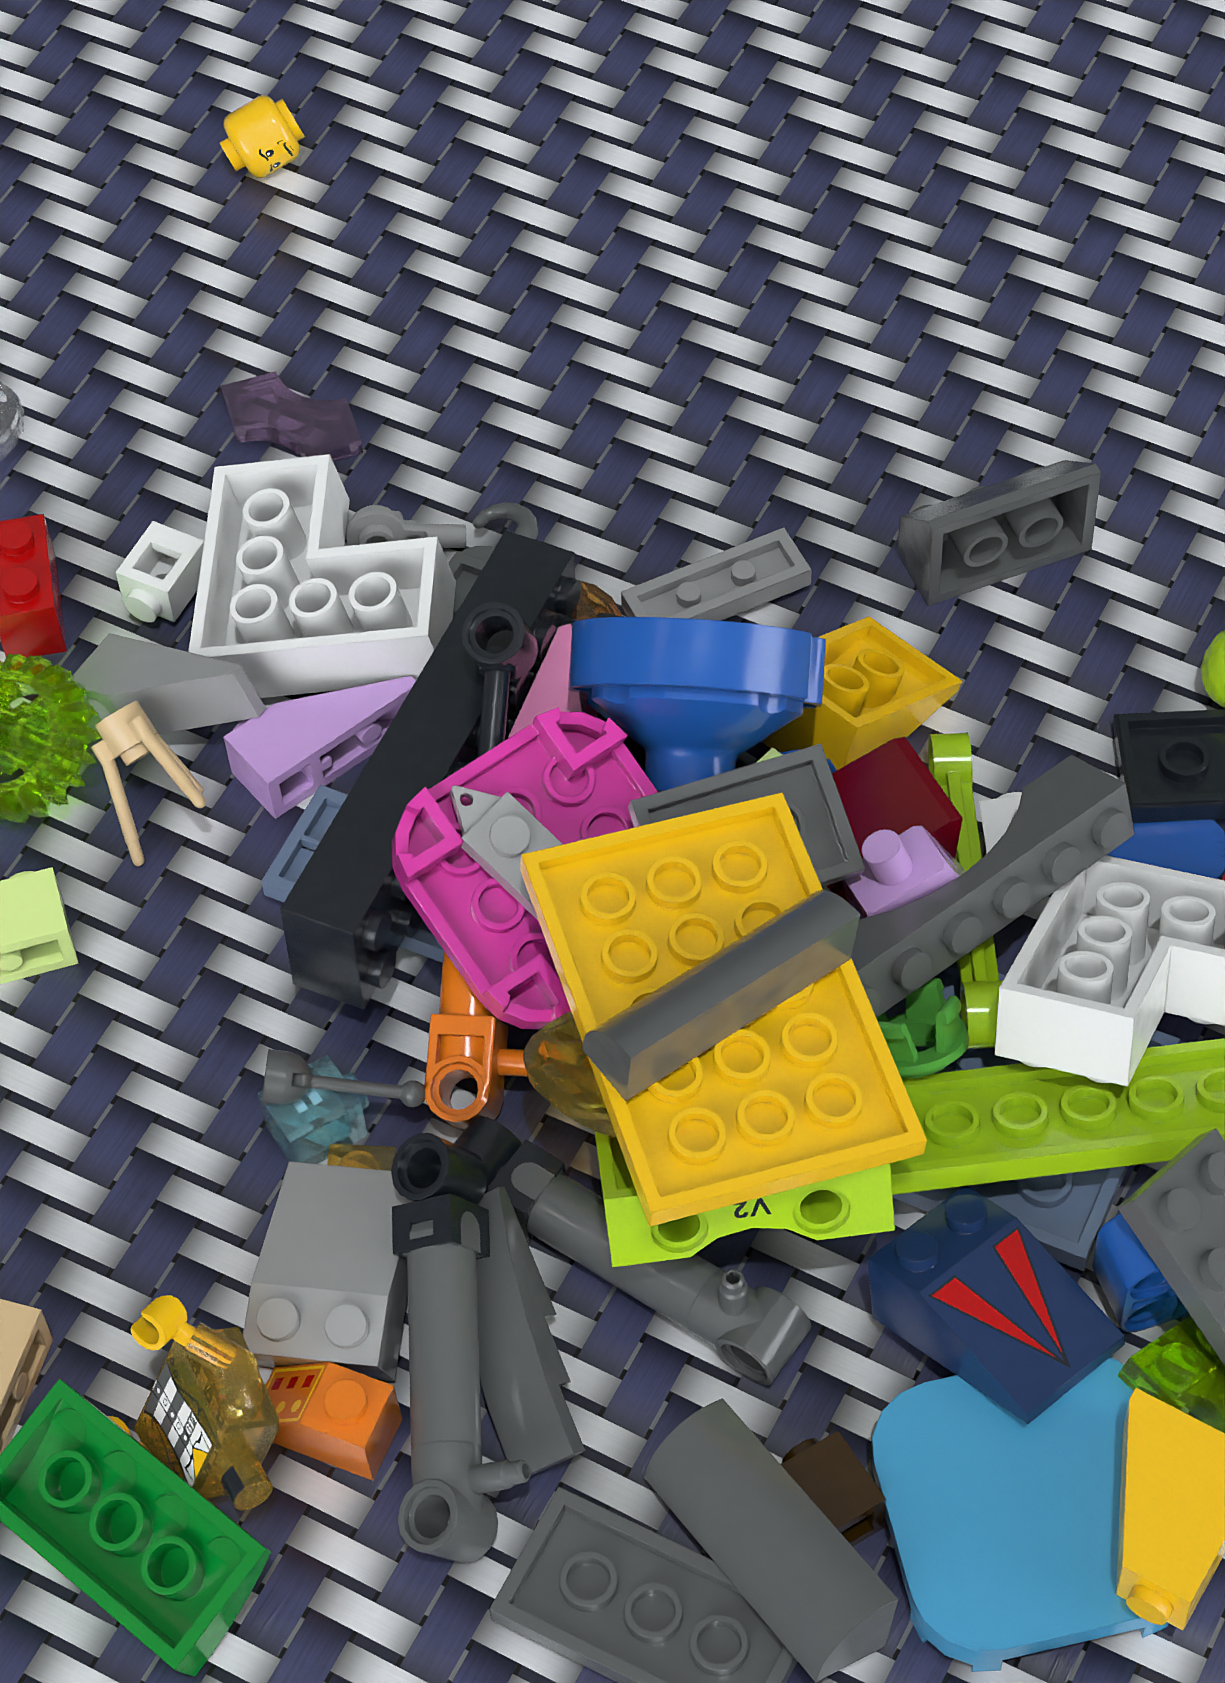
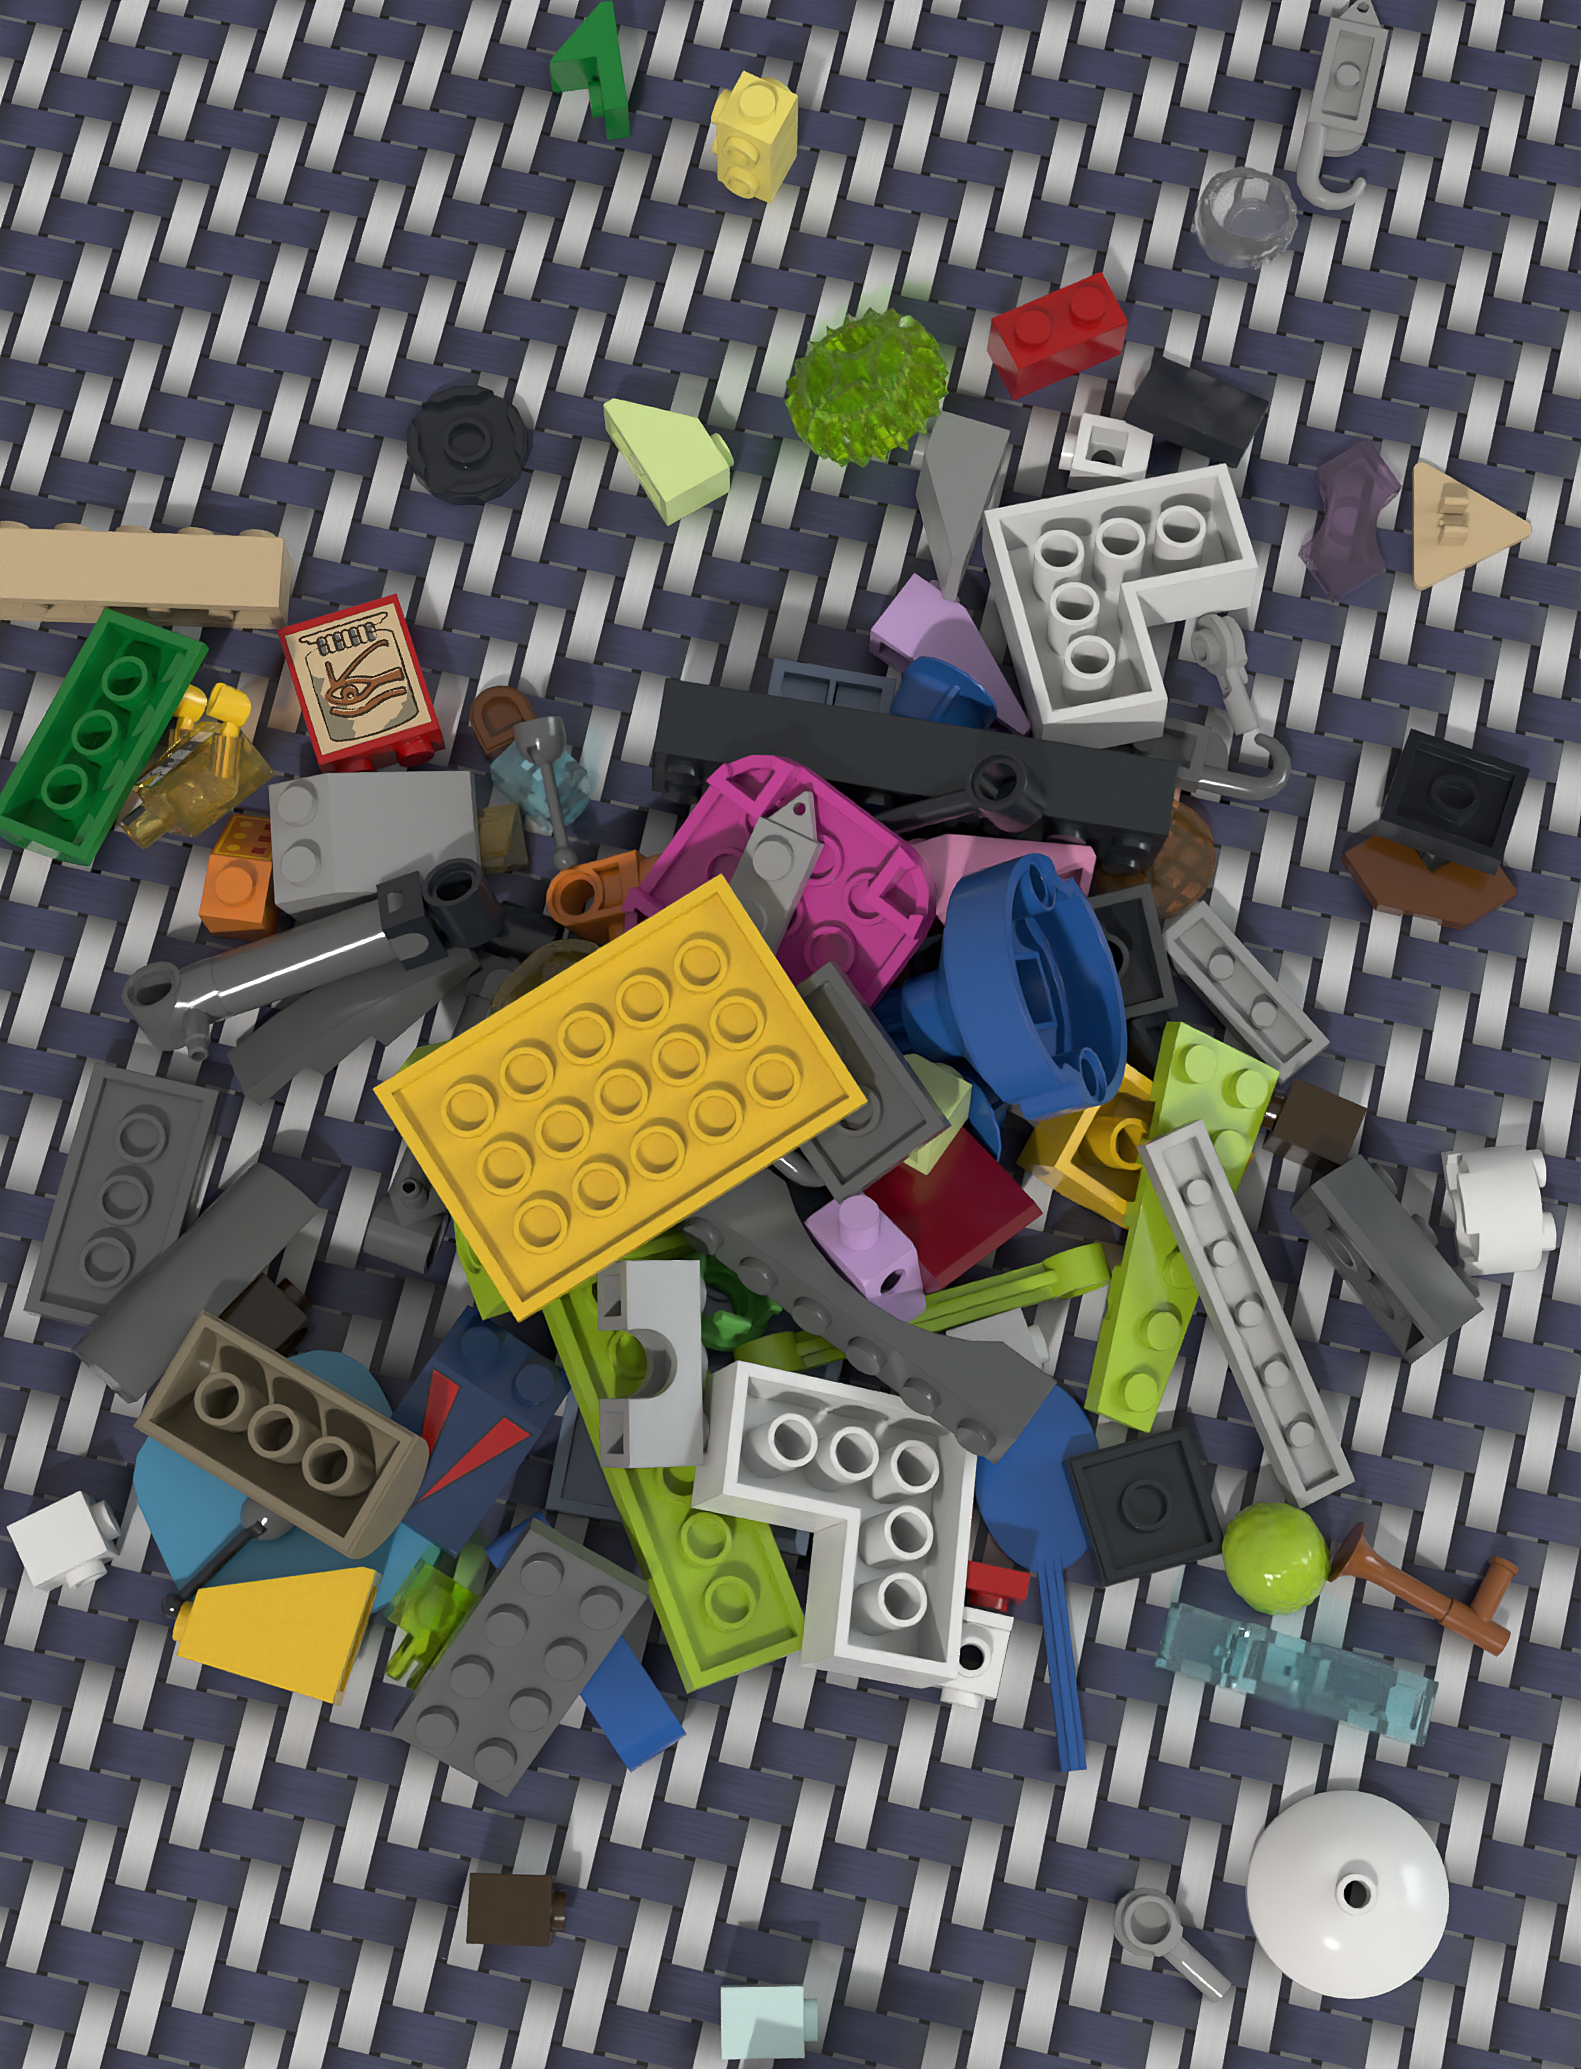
camera: 70 degrees right, 20 degrees up
(132, 736) = (884, 487): tan plant -> none
(148, 493) = (1196, 411): none -> black tile
(154, 1244) = (362, 689): none -> brick
(233, 1147) = (495, 714): none -> reddish brown tile
(324, 351) = (1455, 527): none -> tan piece
(357, 724) = (942, 694): none -> blue piece
(588, 392) = (1452, 802): none -> black plate
(648, 456) = (1401, 883): none -> reddish brown tile
(723, 993) = (606, 1092): dark grey brick -> none
(860, 558) = (1311, 1126): none -> dark brown brick
(924, 669) = (1152, 1287): none -> lime wing
(963, 443) = (1498, 1208): none -> white cylinder
(971, 1444) = (286, 1438): none -> dark tan brick
(1025, 628) = (1245, 1313): none -> light grey plate
(1030, 1078) = (665, 1416): none -> light grey arch
(1047, 1510) = (257, 1523): none -> black hinge

